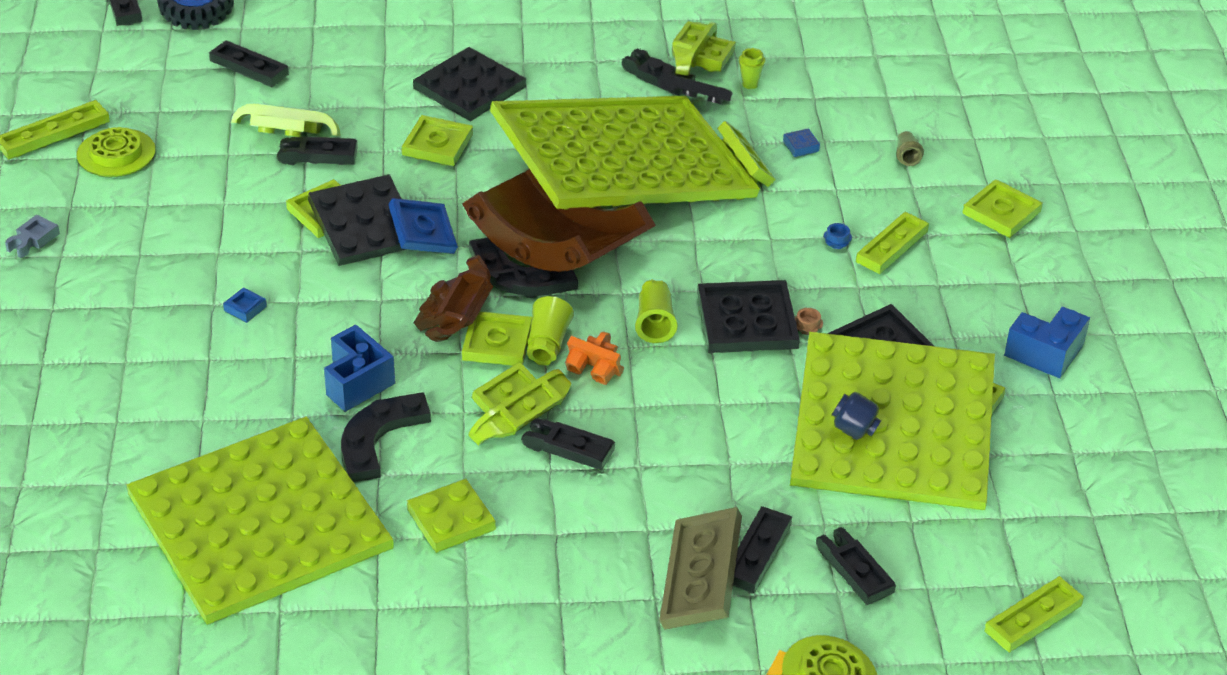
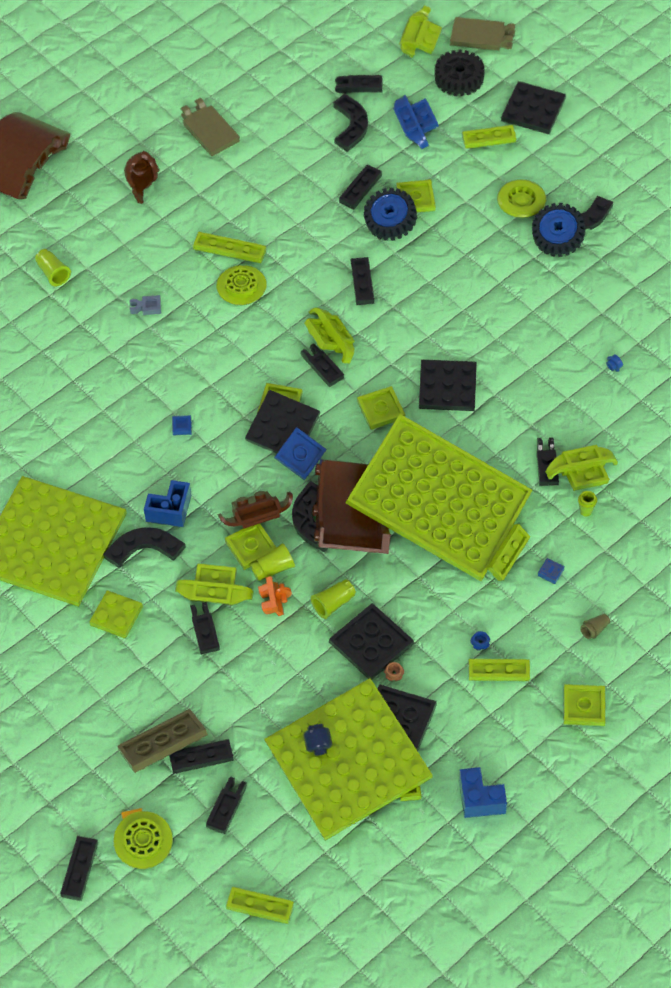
camera: 55 degrees right, 15 degrees up
(692, 88) = (541, 489): black hinge -> none

